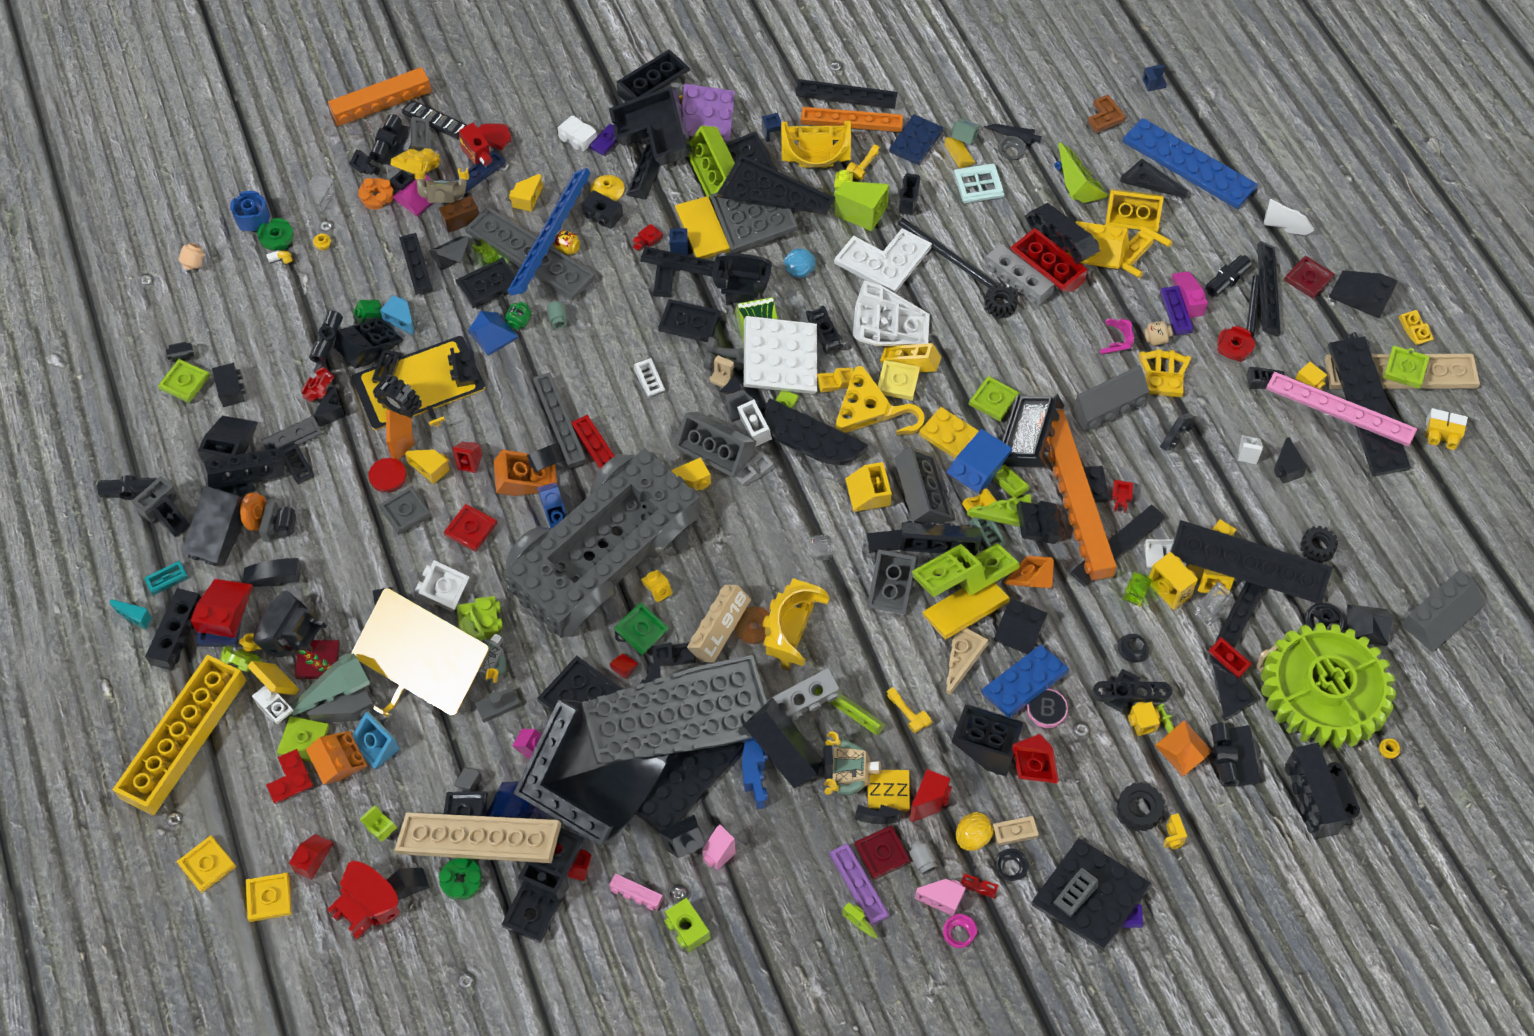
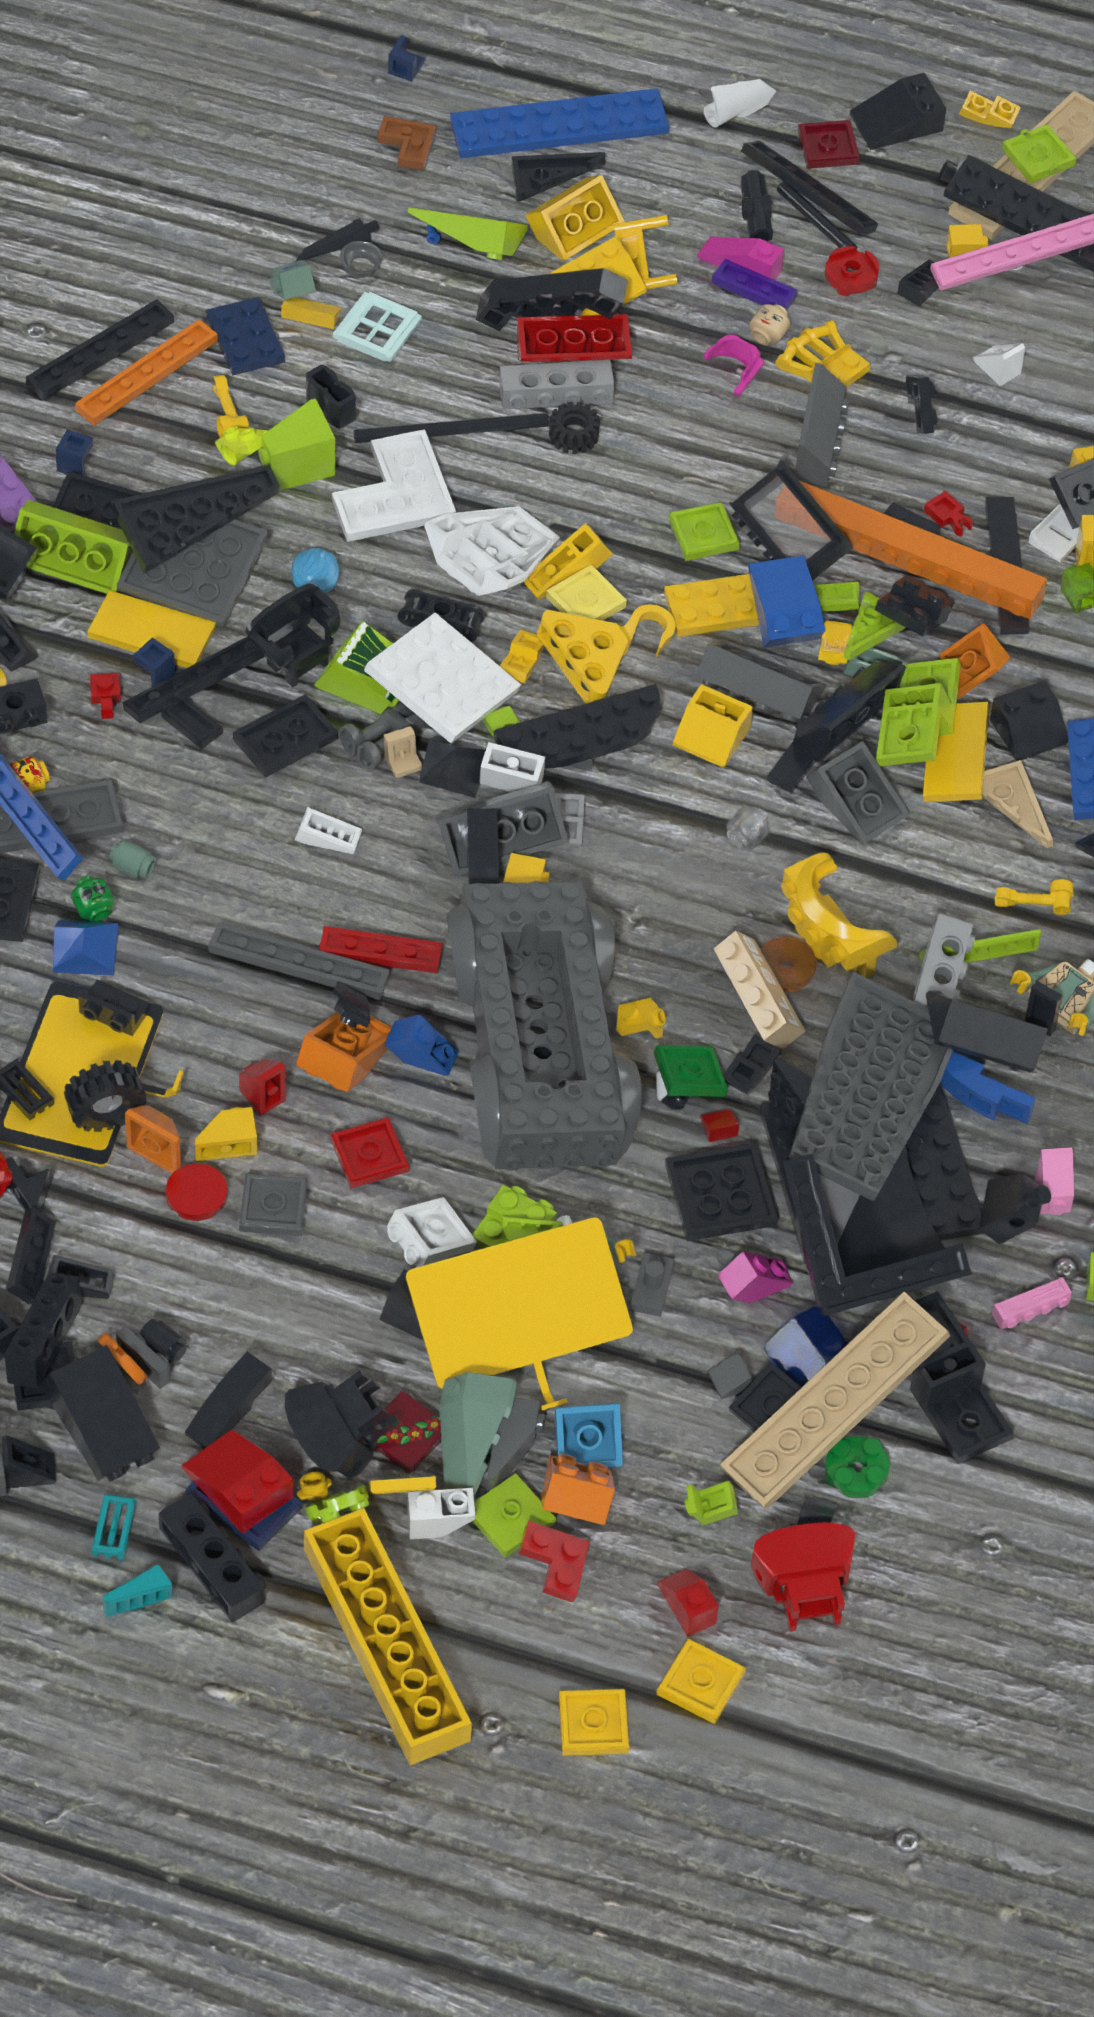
camera: 55 degrees left, 5 degrees down
(687, 444) = (482, 846): none -> black slope
(816, 144) = (151, 432): yellow piece -> none
(1289, 463) = (1051, 342): black slope -> none

